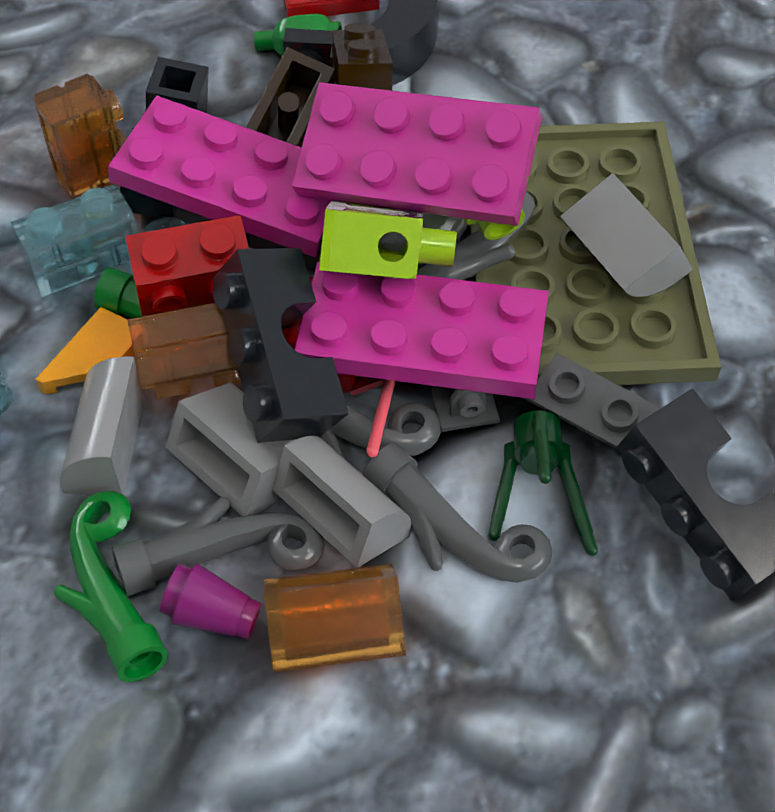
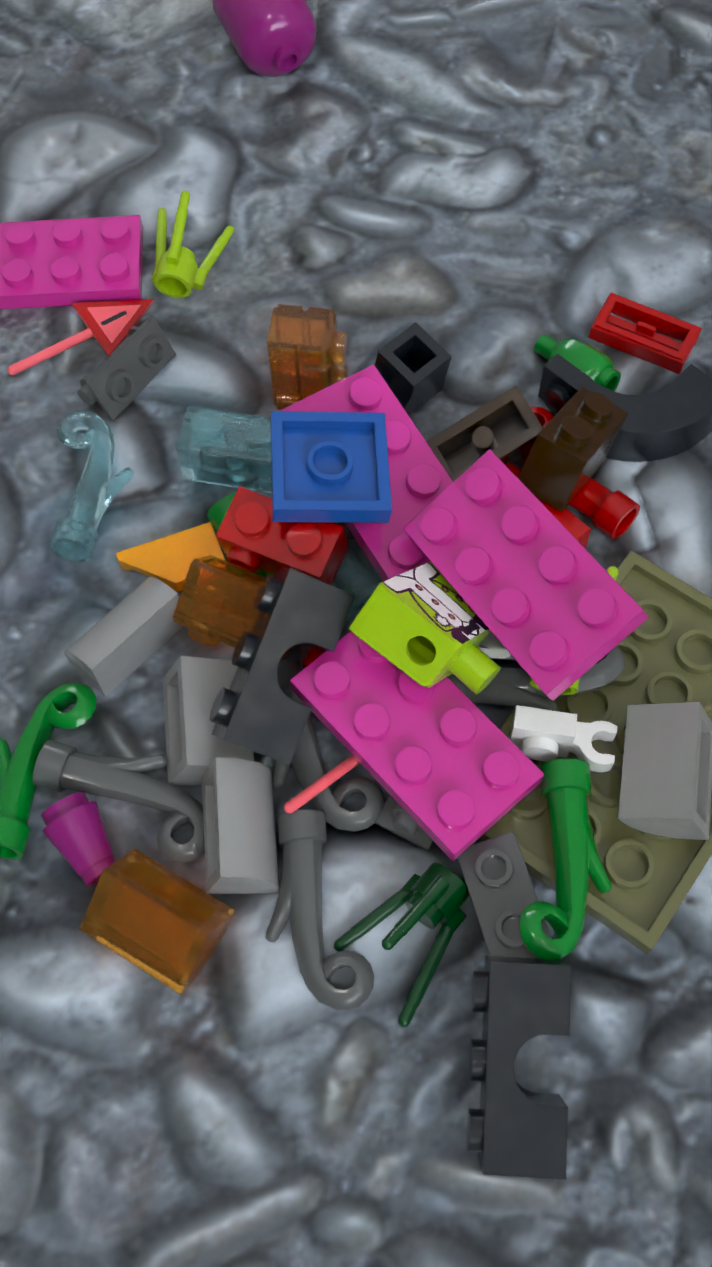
camera: 40 degrees right, 10 degrees up
(196, 172) = (329, 467): none -> blue plate
(531, 260) = (553, 734): none -> white plate
(646, 385) = (574, 855): none -> green plant

